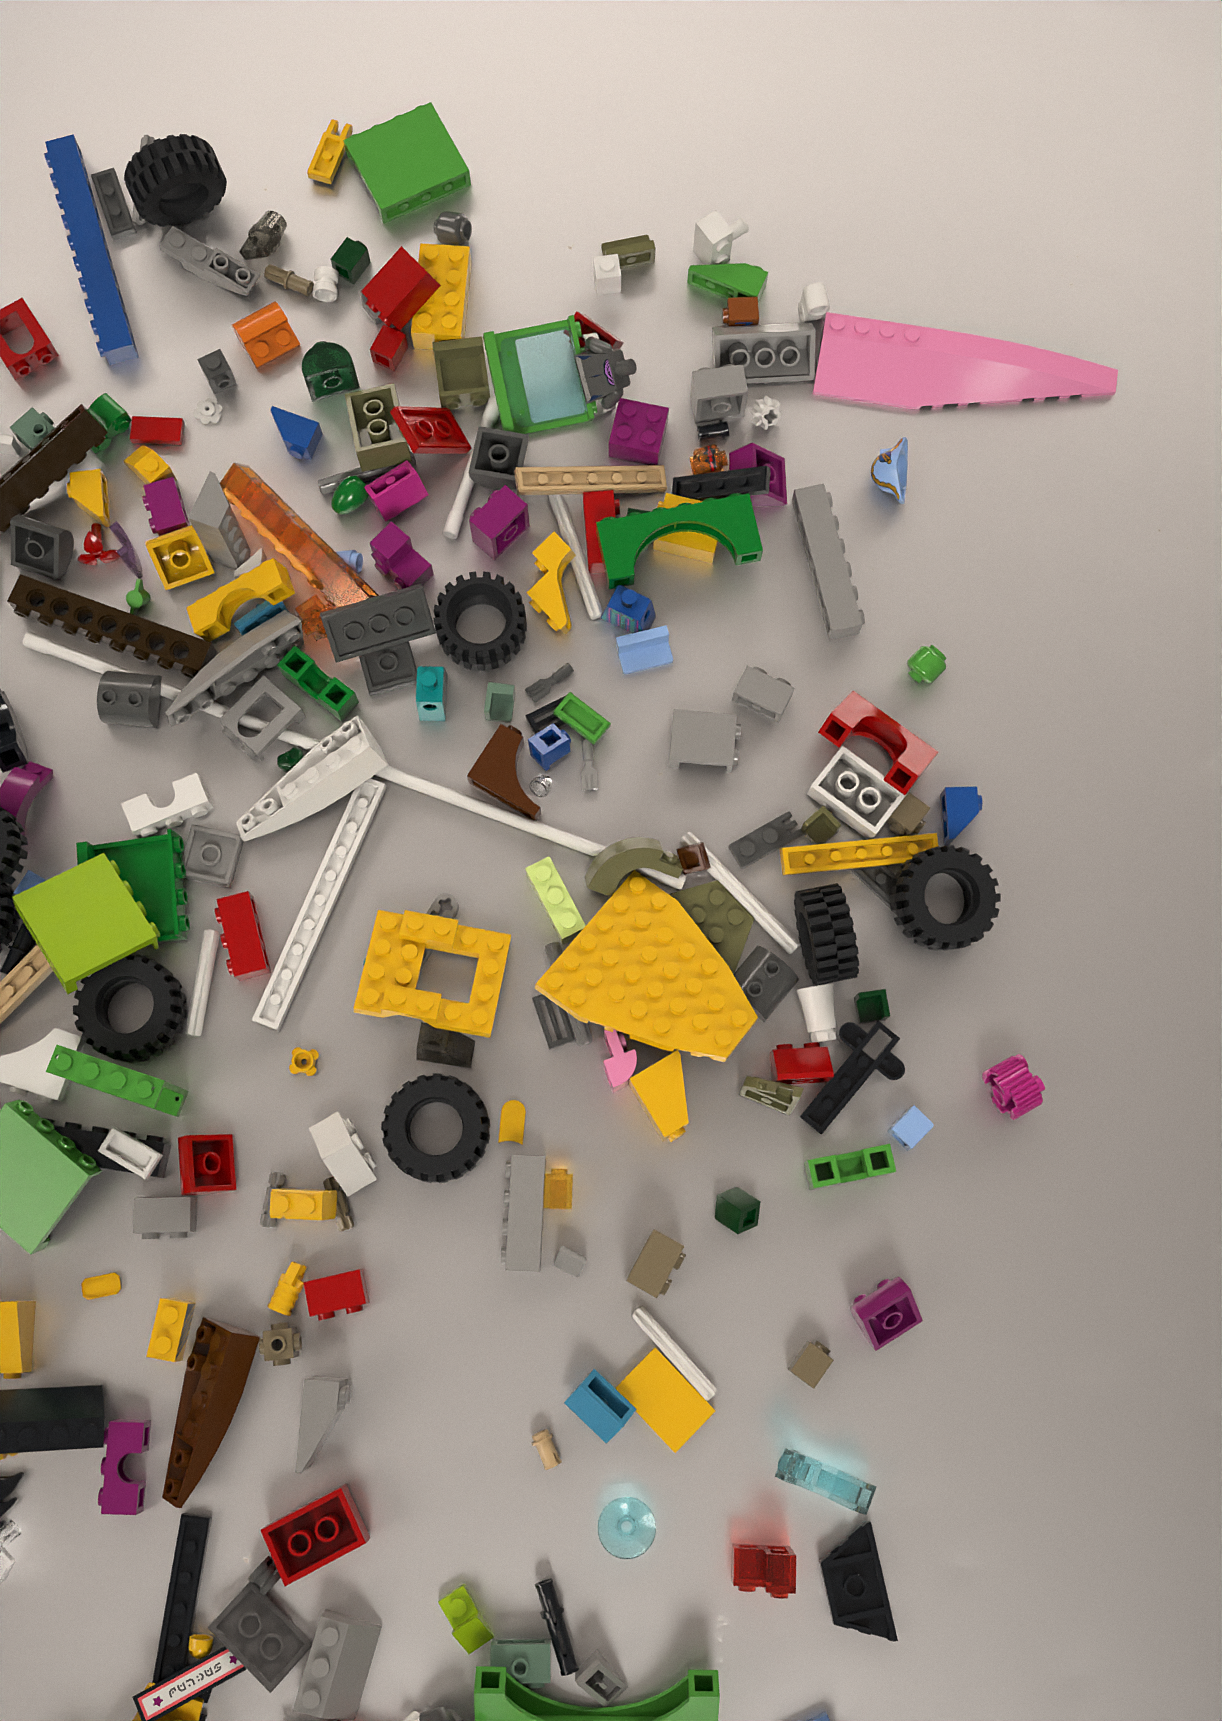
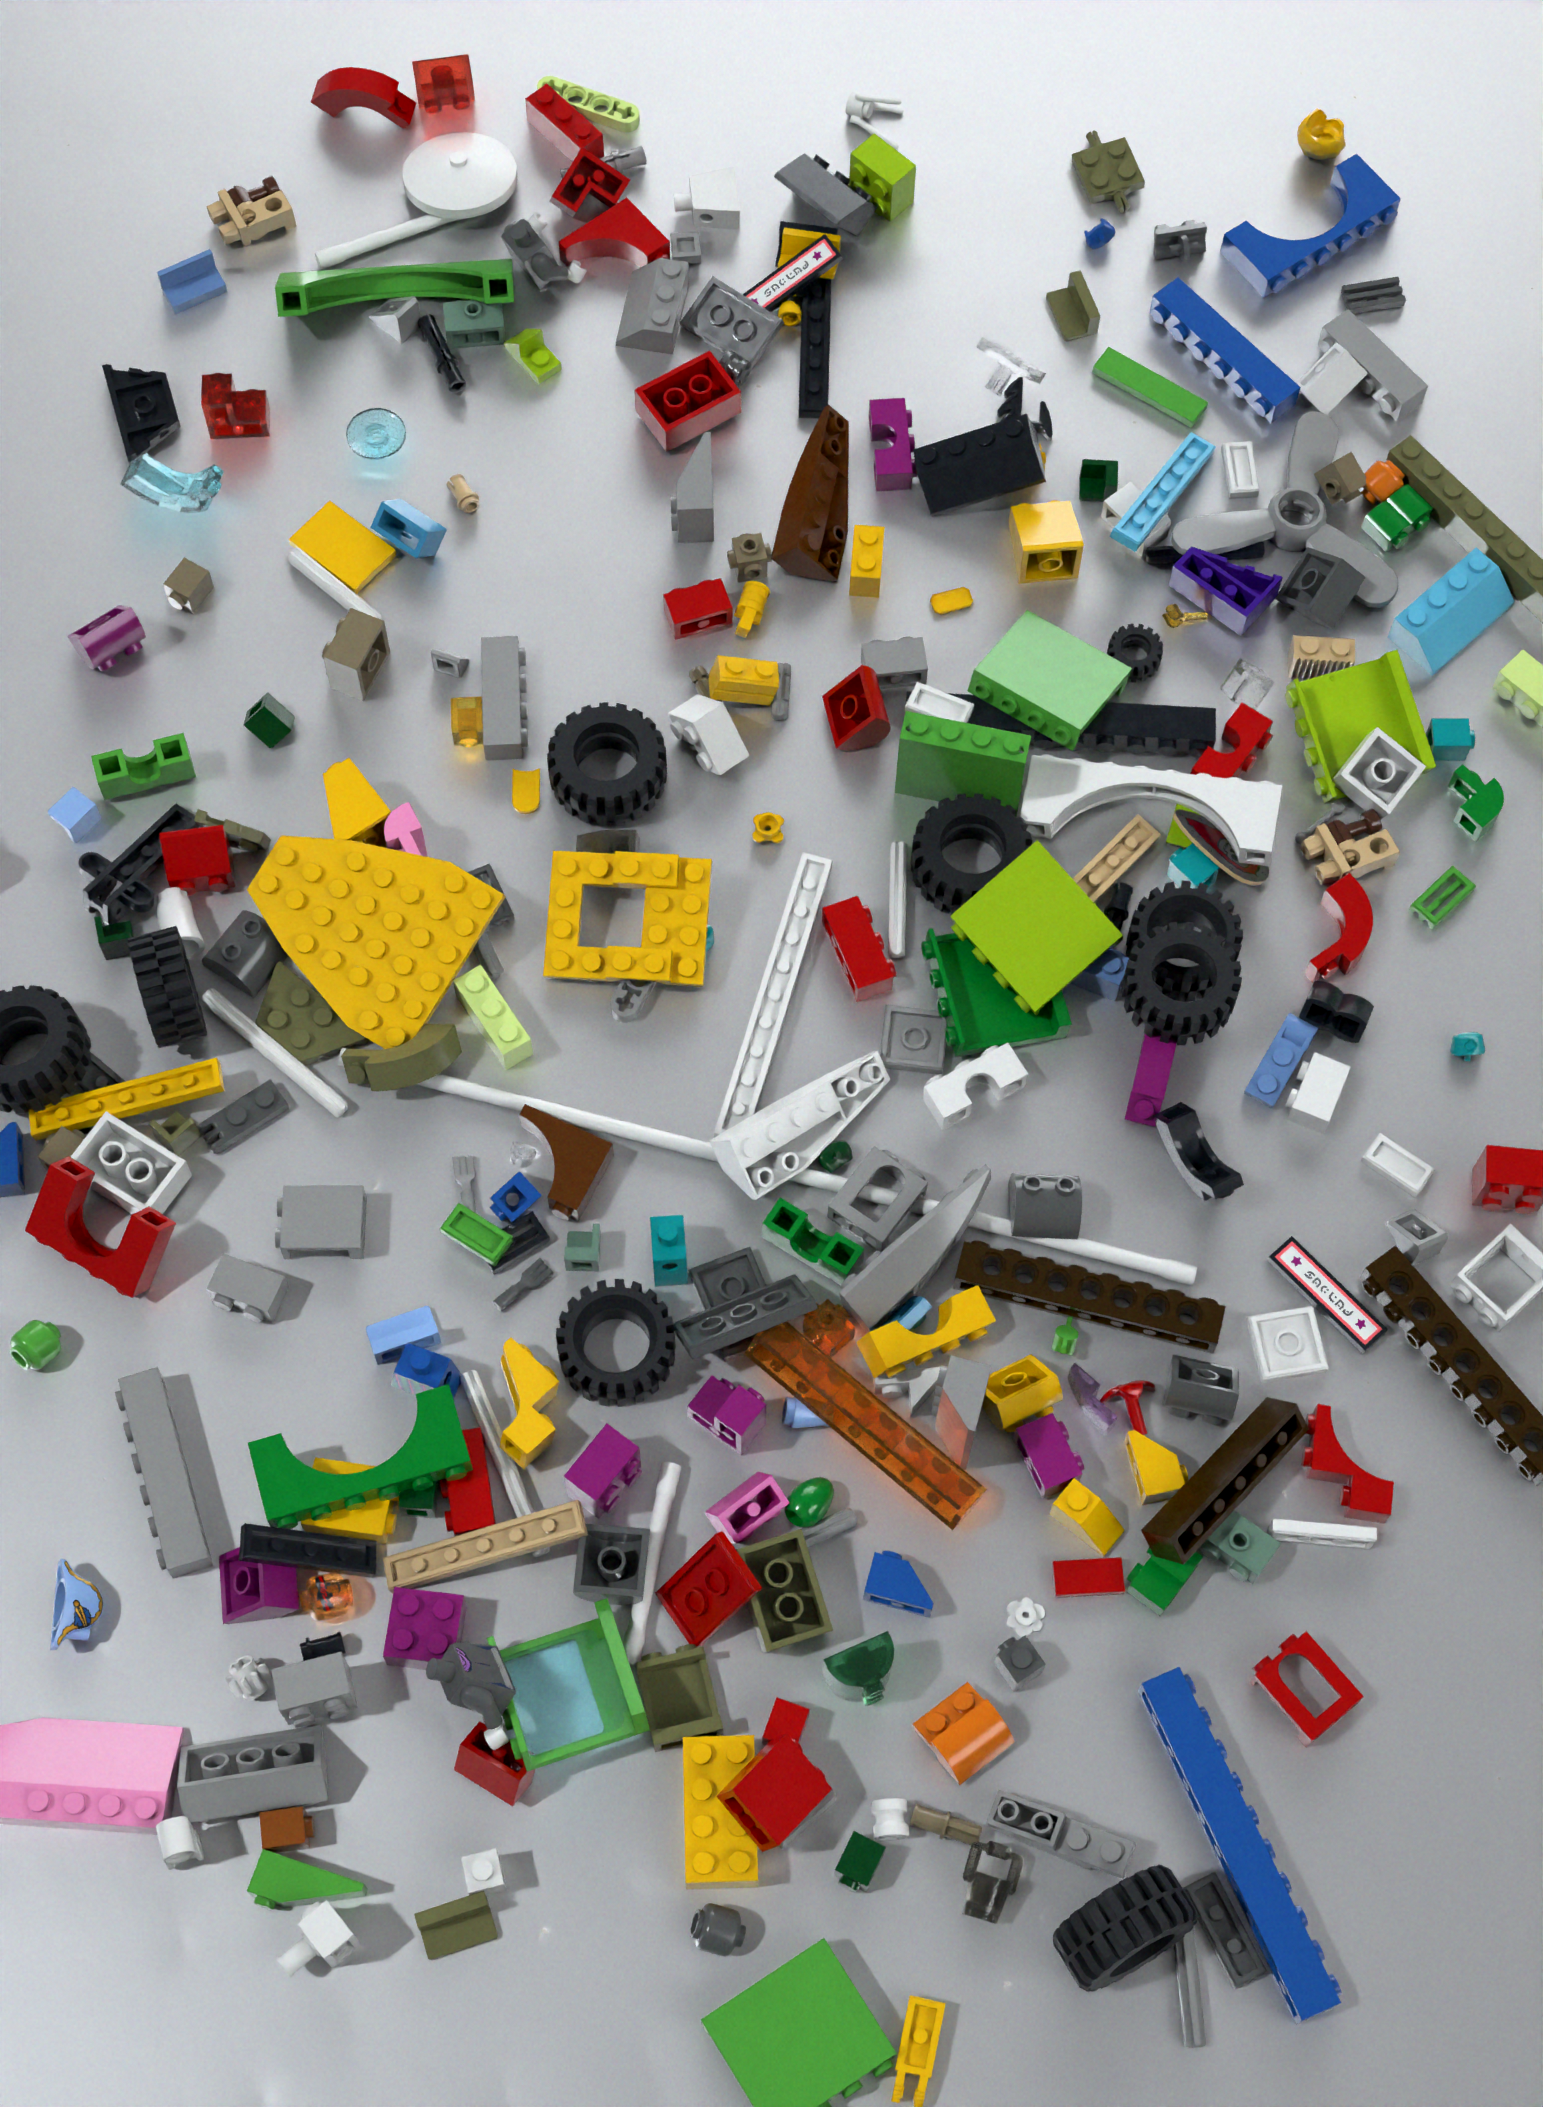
camera: 175 degrees right, 10 degrees down
(693, 858) = (330, 1080): reddish brown tile -> none

